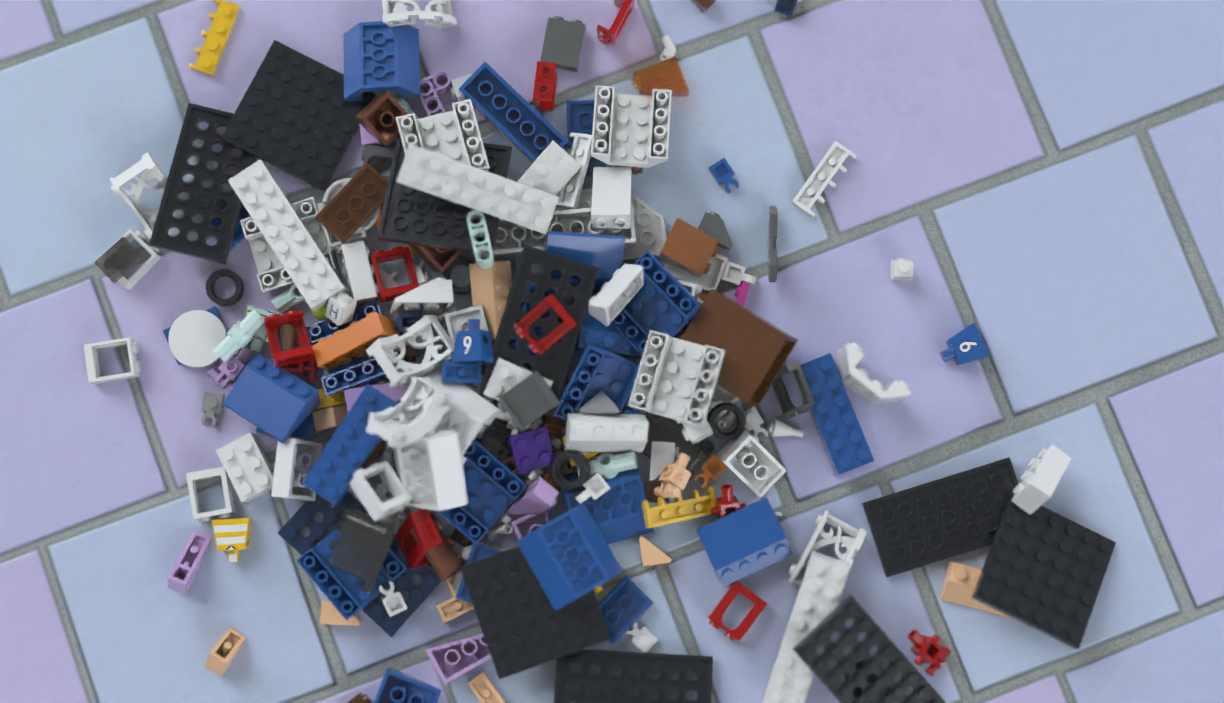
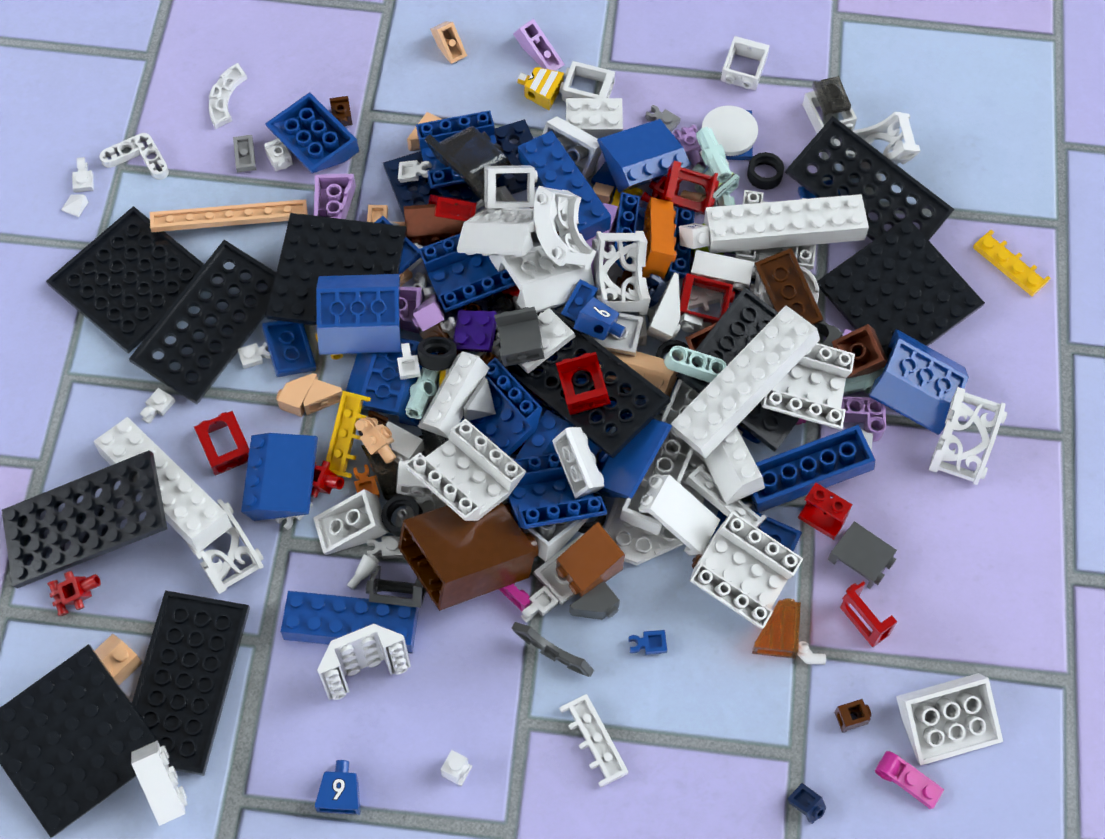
camera: 115 degrees right, 20 degrees down
(662, 575) = (294, 393): none -> light nougat slope
(728, 690) = (157, 404): none -> white plate

